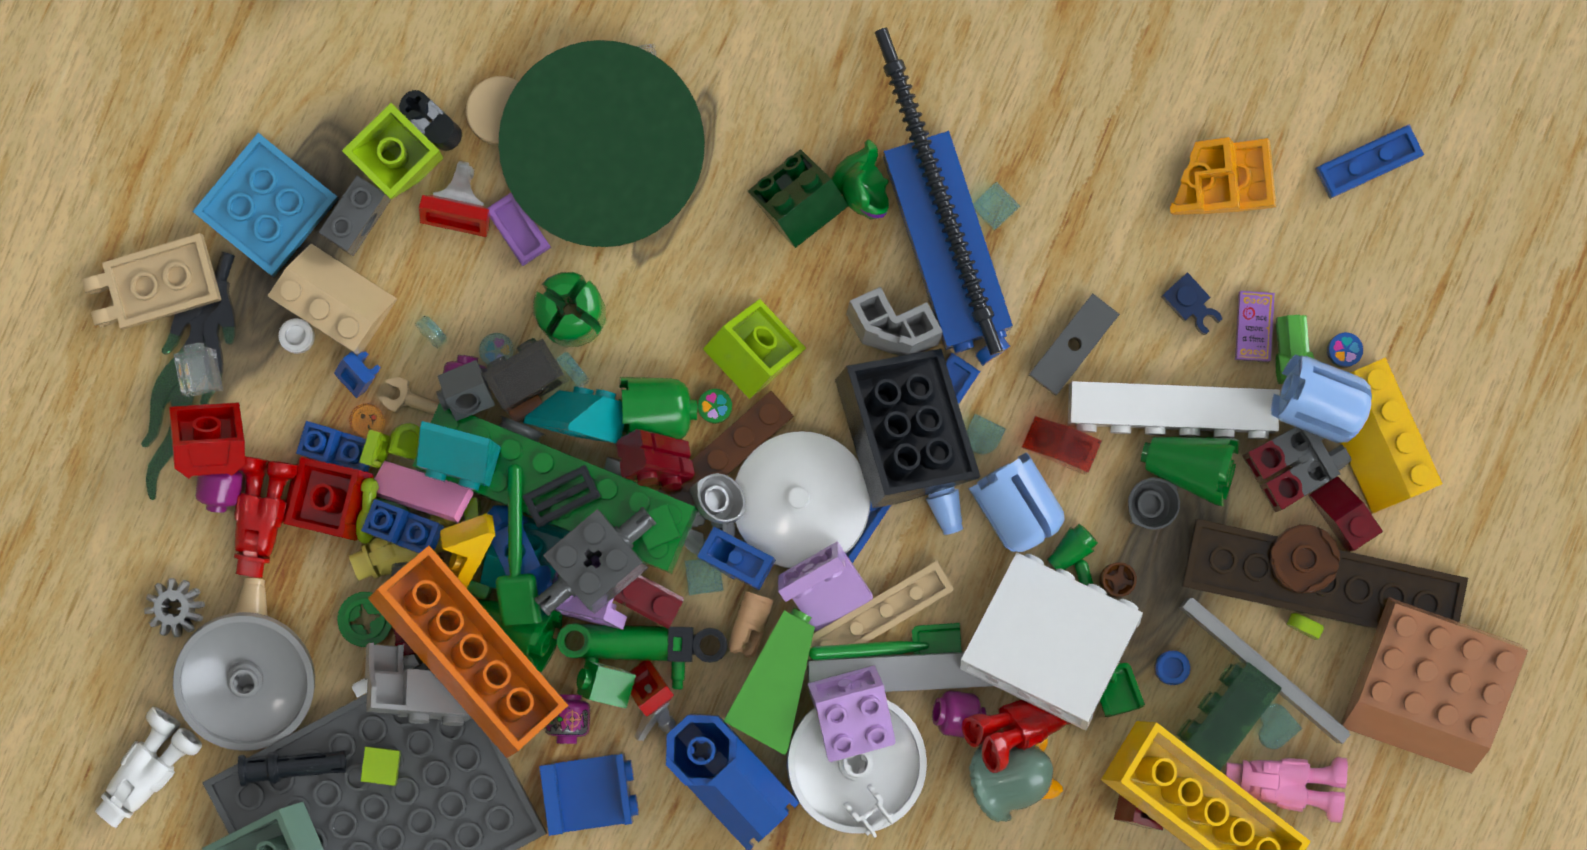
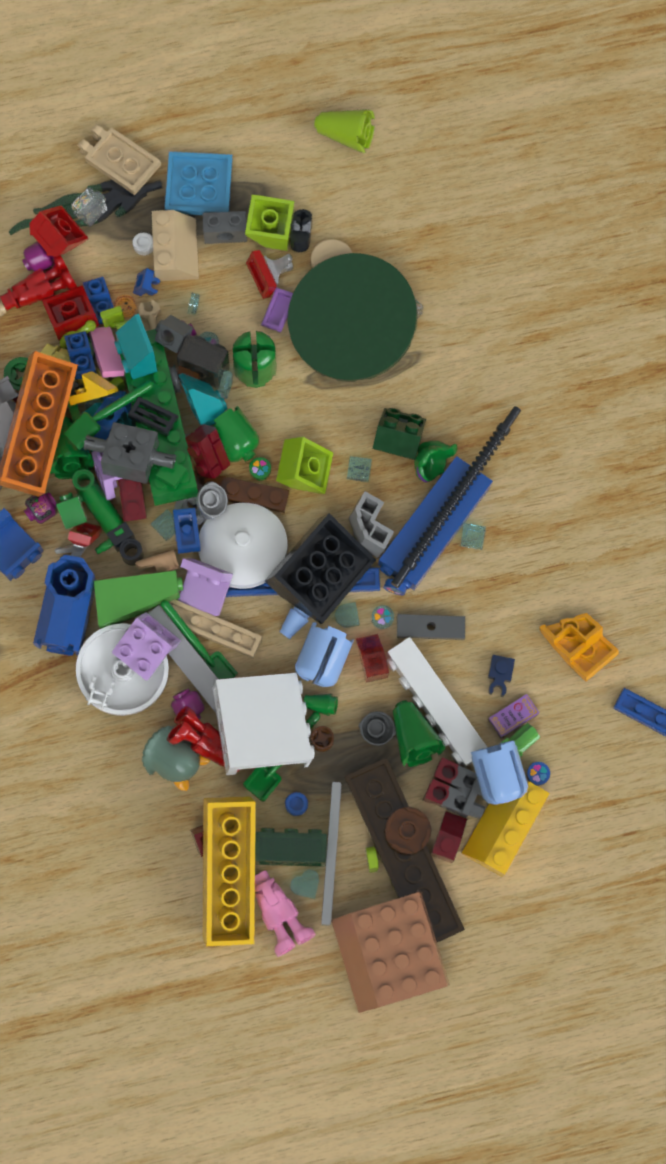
camera: 50 degrees right, 10 degrees down
(805, 282) = (359, 469): none -> clear light blue tile
(1017, 394) = (382, 617): none -> clear light blue tile

